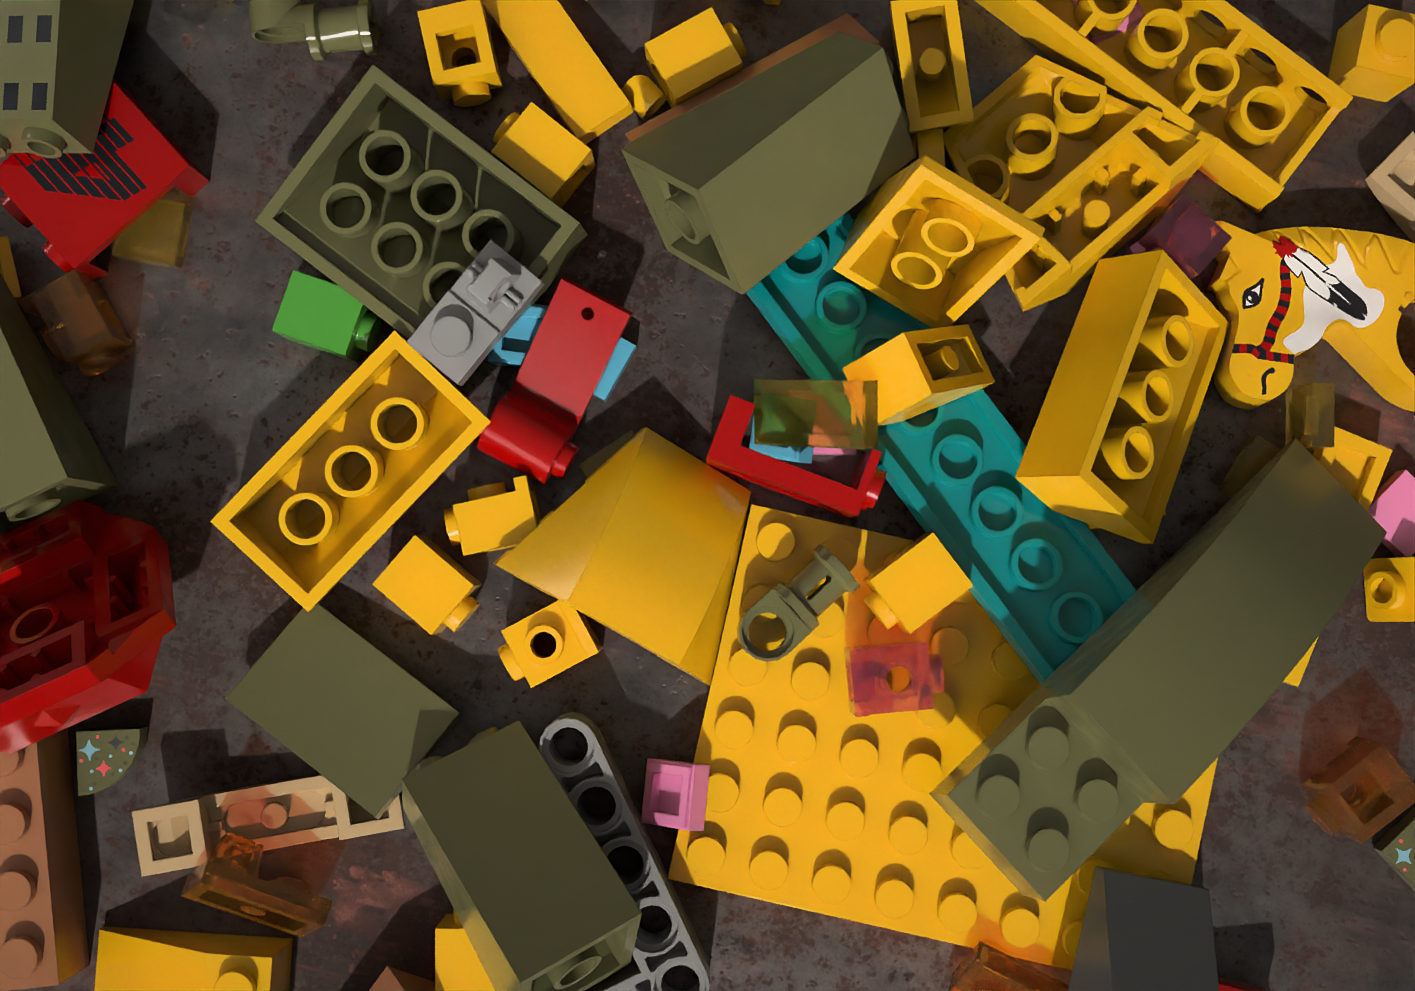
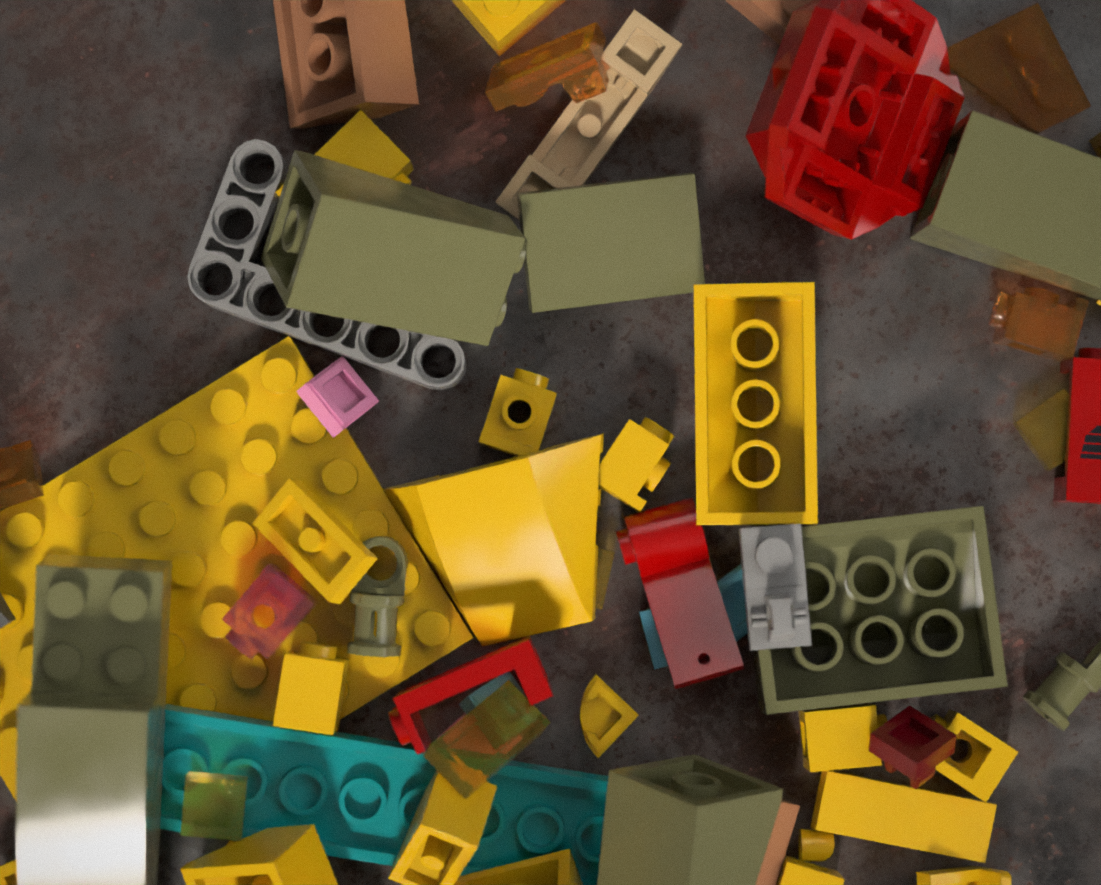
camera: 135 degrees right, 0 degrees up
(107, 756) = (738, 57): olive tile -> none
(326, 318) = (877, 486): bright green brick -> none
(429, 586) = (633, 375): yellow brick -> none
(491, 92) = (912, 745): none -> dark red tile
(709, 349) = (603, 715): none -> yellow tile
(801, 698) = (314, 541): none -> yellow plate
(1078, 567) = (214, 805): none -> clear yellow tile

